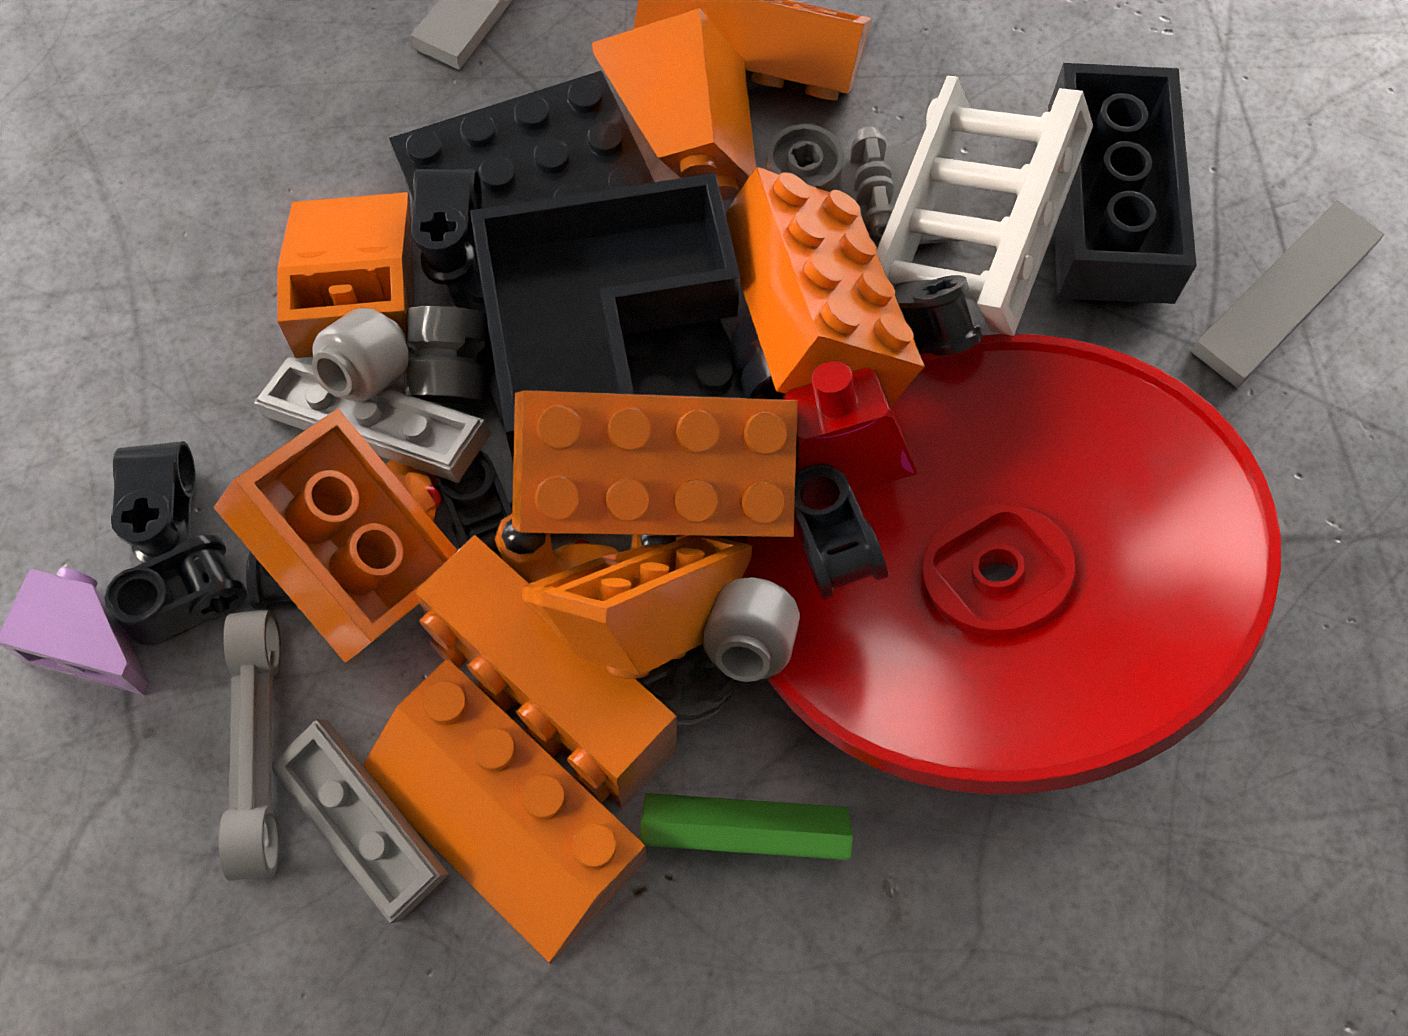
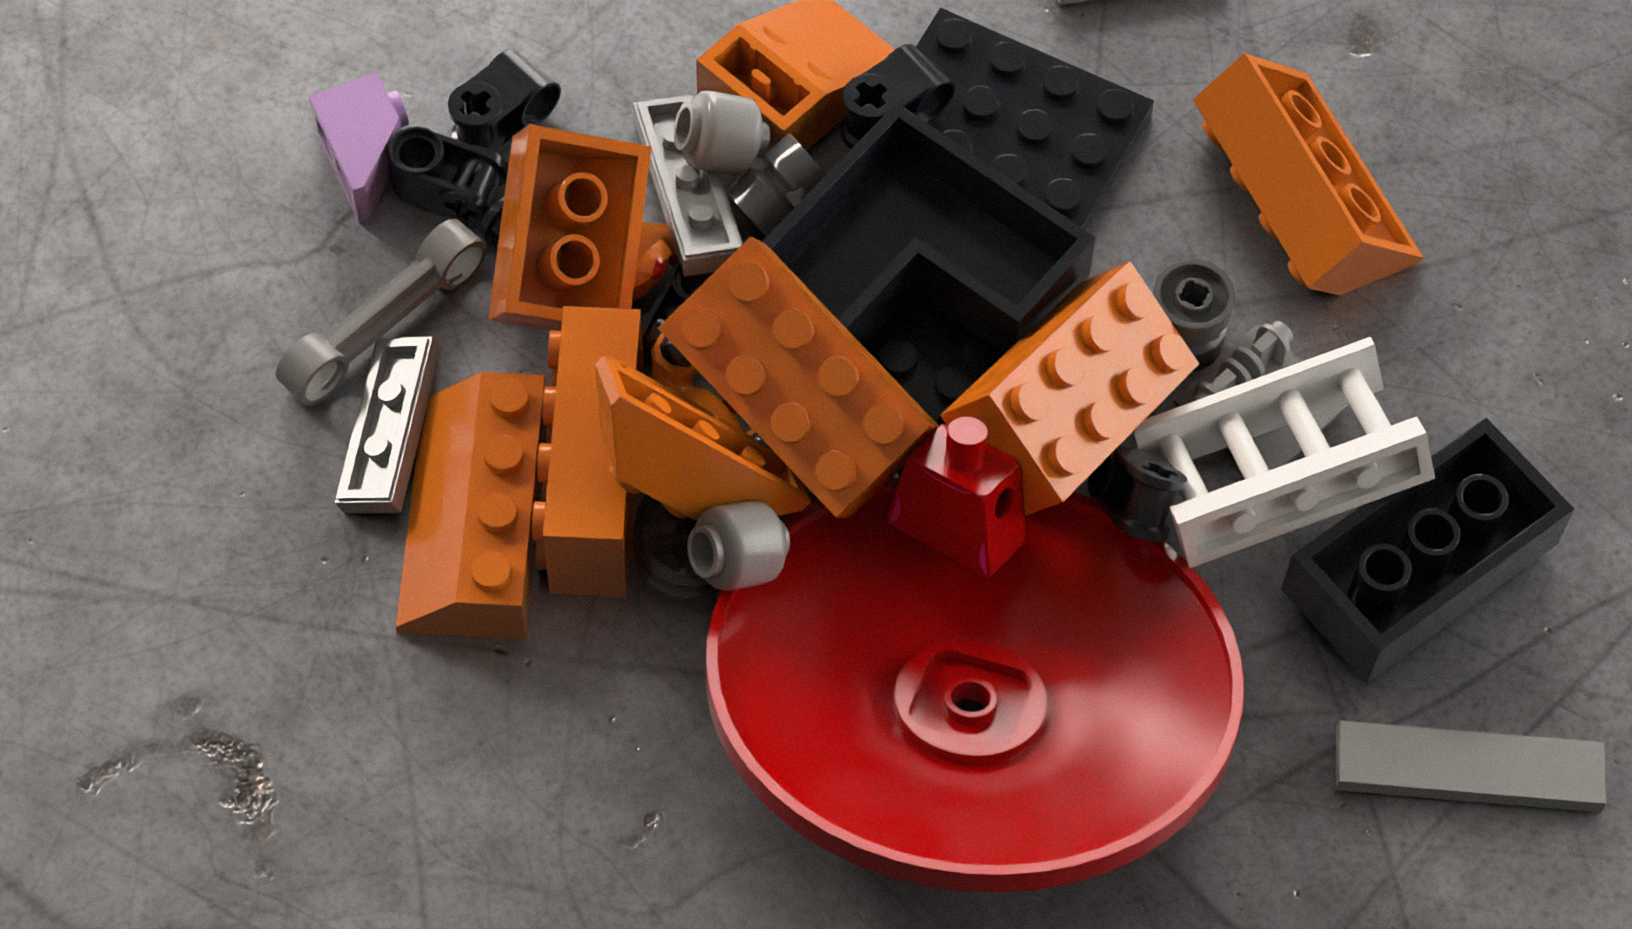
camera: 50 degrees right, 5 degrees down
(685, 96) = (1161, 176): orange slope -> none
(746, 826) = (604, 676): bright green tile -> none
(838, 538) = (870, 545): black piece -> none

